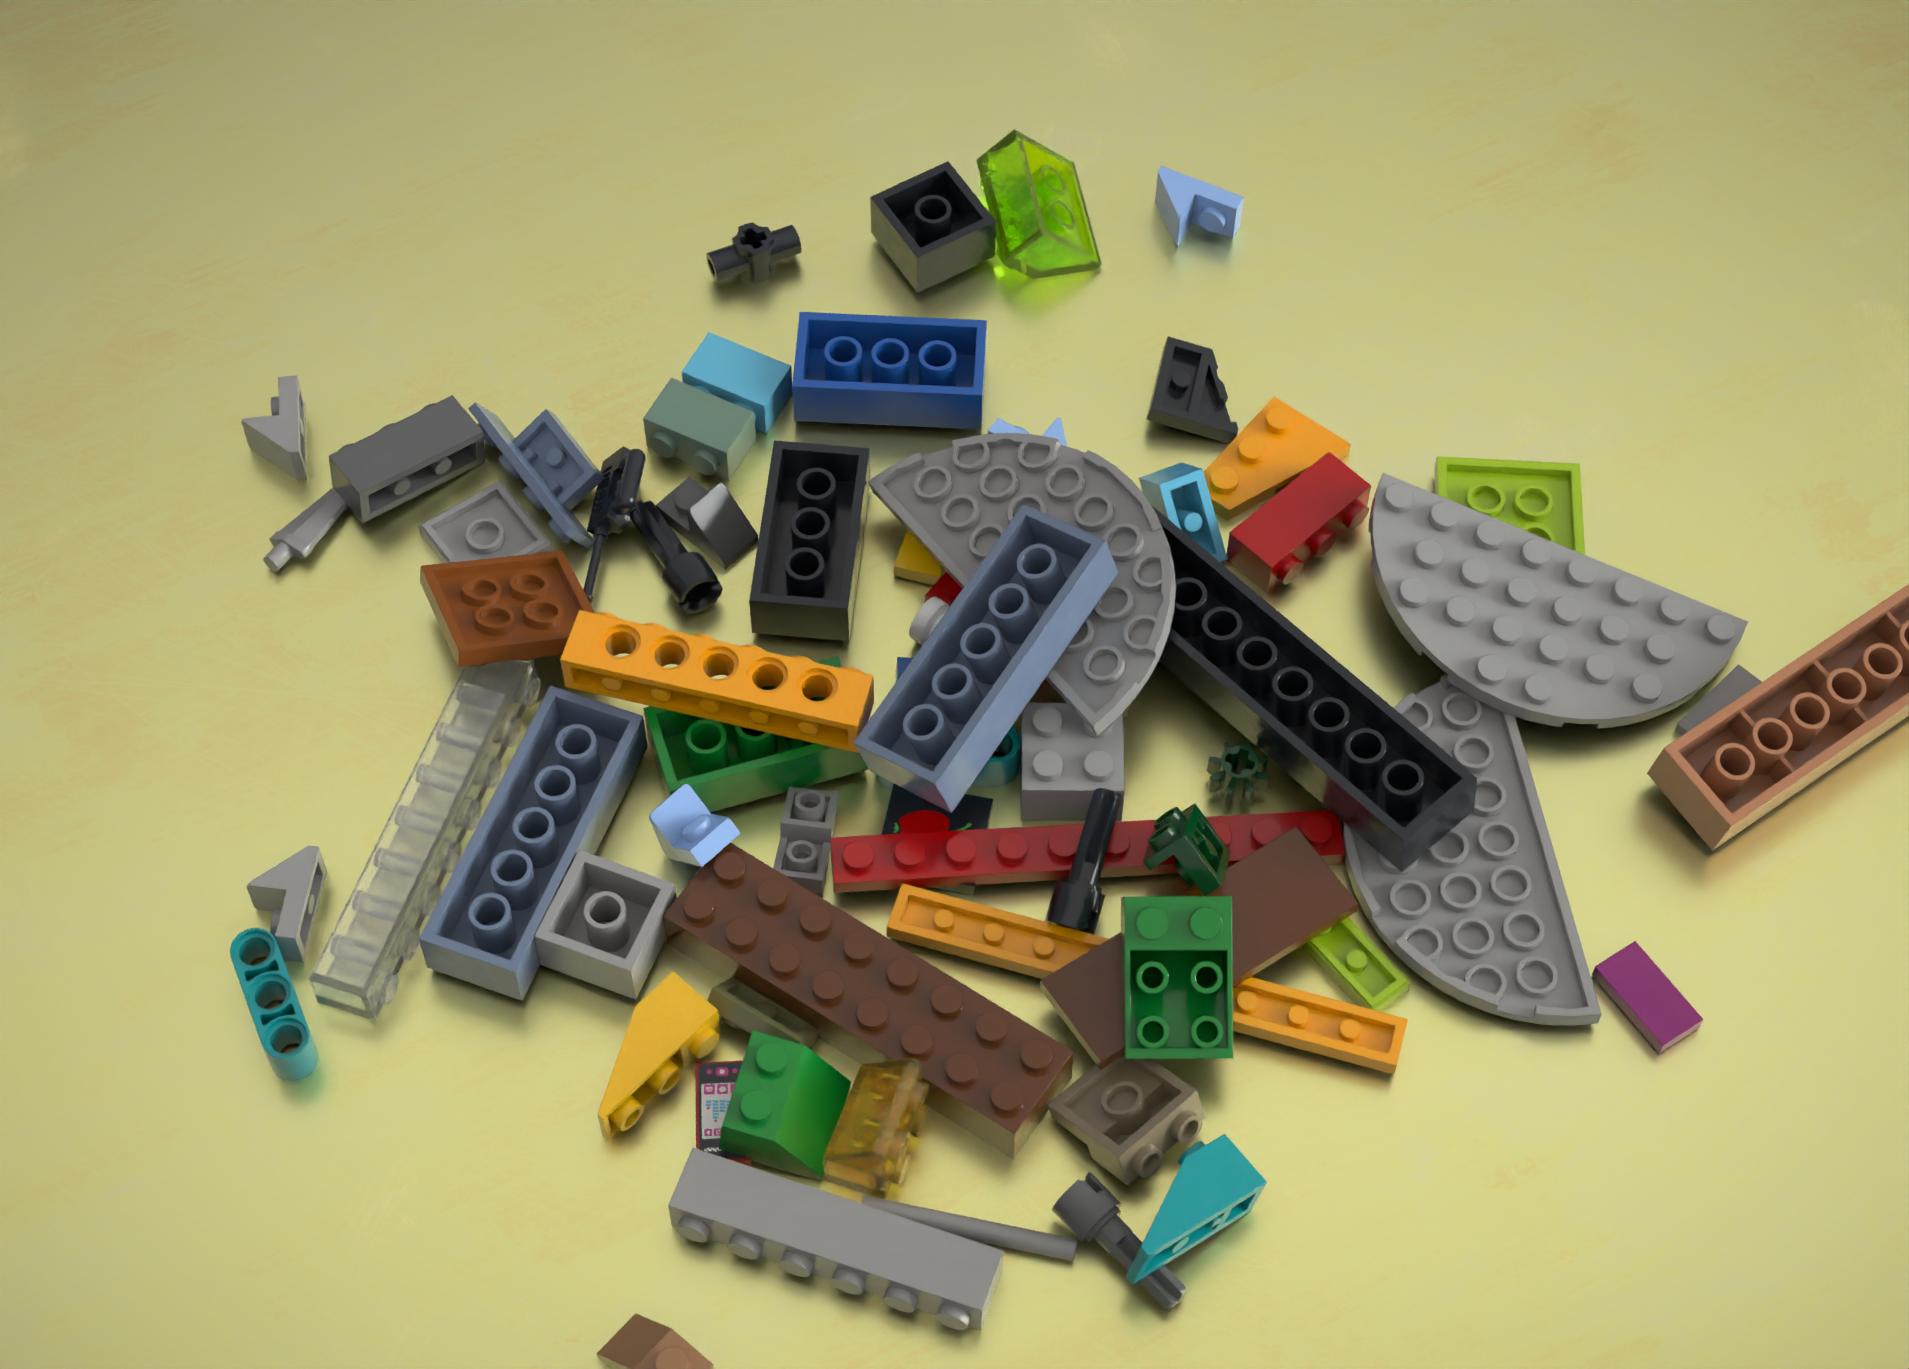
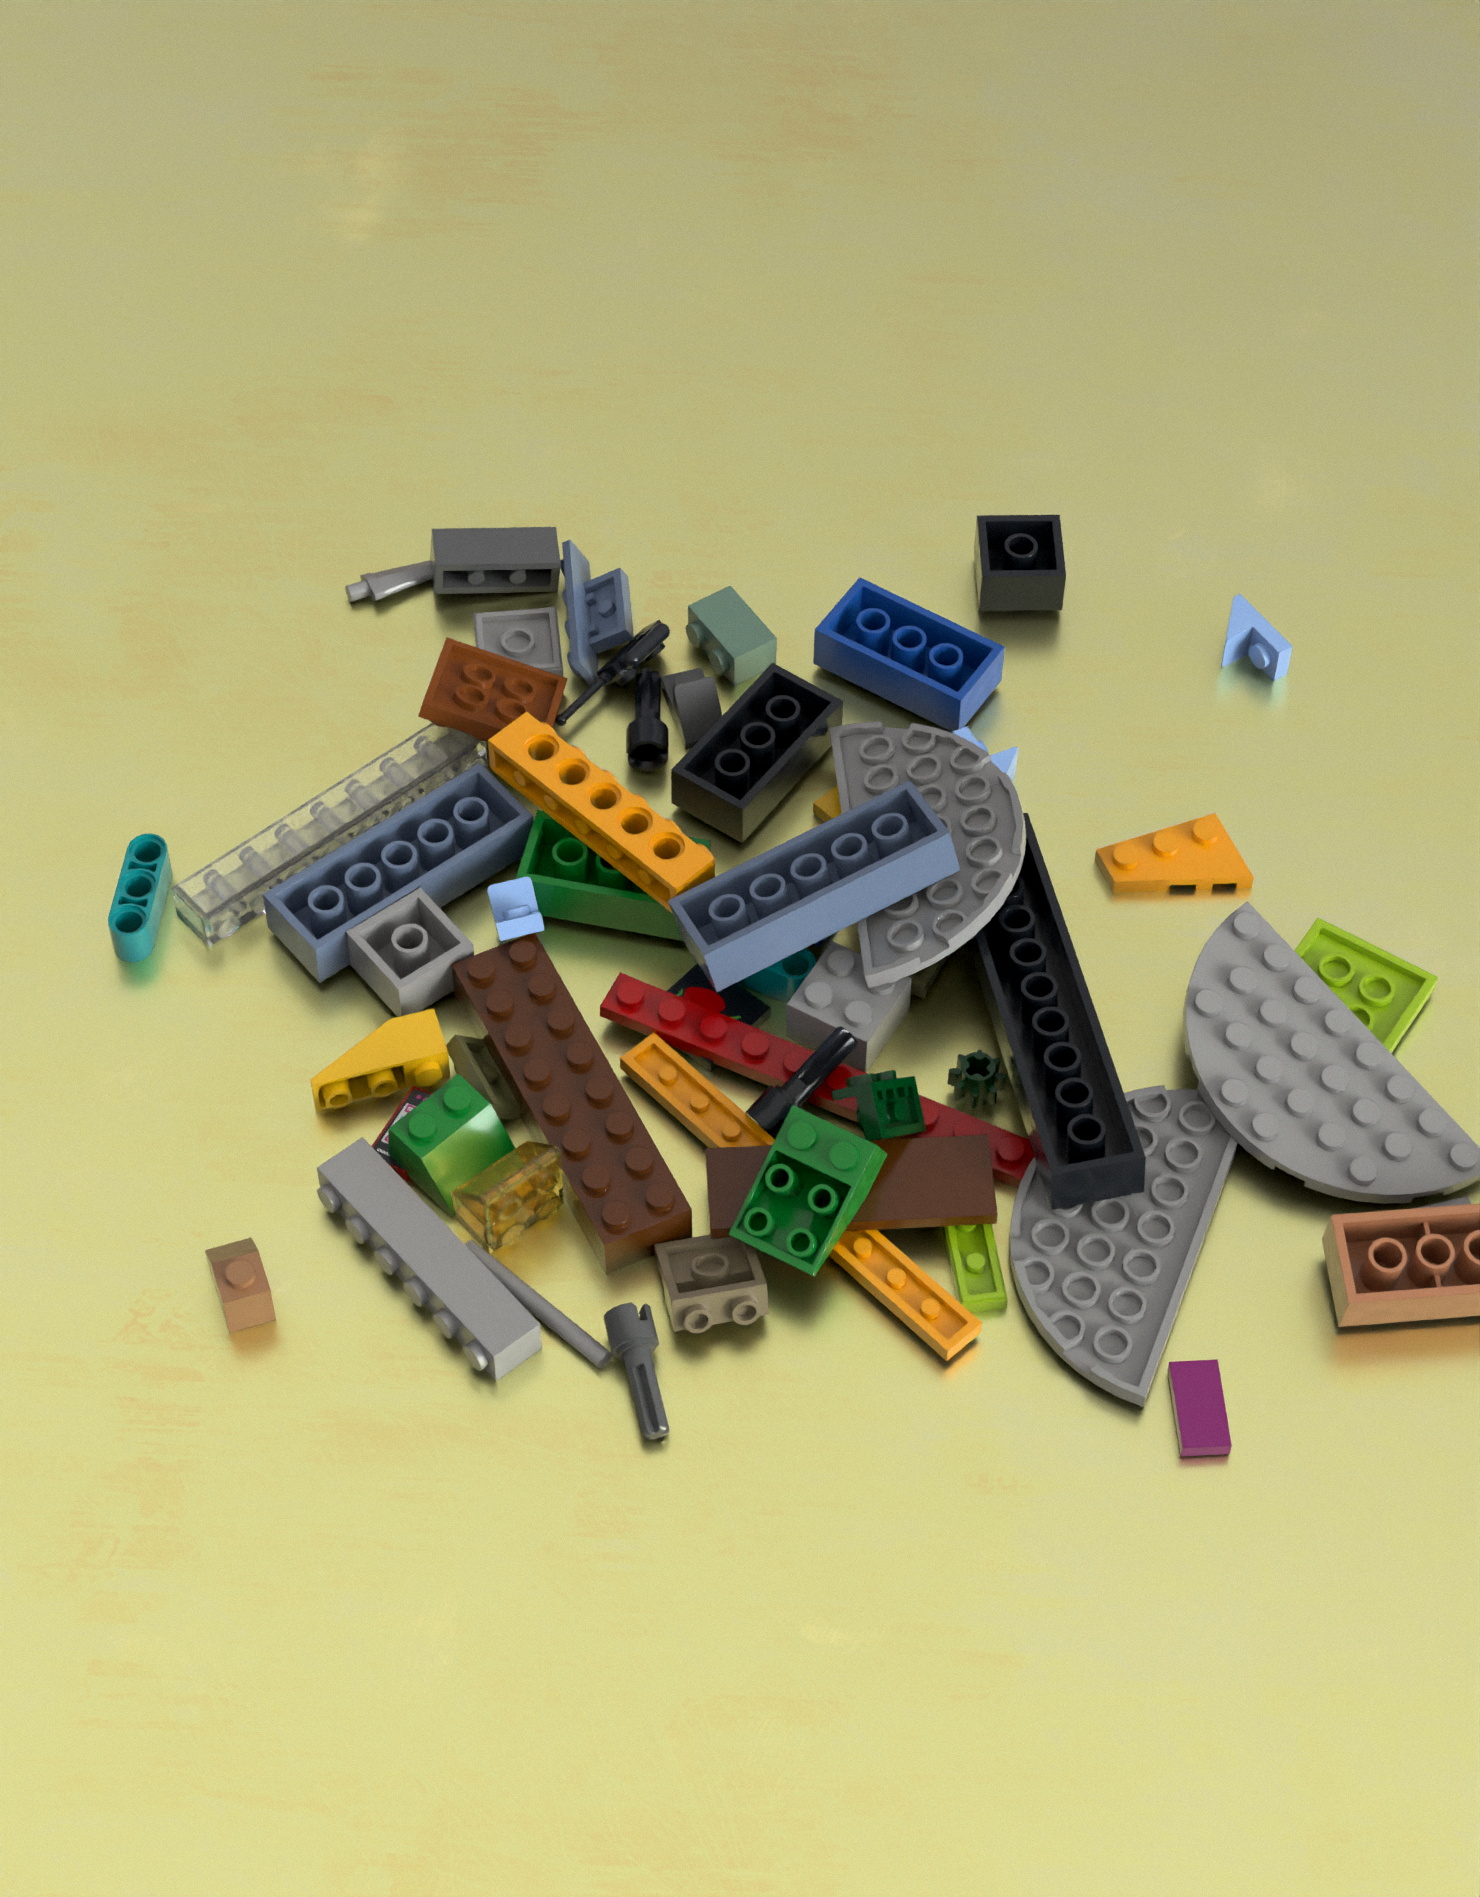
camera: 30 degrees right, 5 degrees down
(282, 435) = (421, 503): light grey slope -> none
(293, 895) = (203, 831): light grey slope -> none
(741, 378) = (785, 611): medium azure brick -> none
(753, 253) = (865, 524): black axle -> none
(805, 836) = (612, 954): light grey slope -> none
(1037, 209) = (1119, 587): clear neon green slope -> none
(1184, 499) = (1073, 867): medium azure slope -> none
(1190, 393) = (1146, 779): black wing -> none
(1205, 1196) = (718, 1366): teal slope -> none
(1298, 523) = (1160, 915): red brick -> none

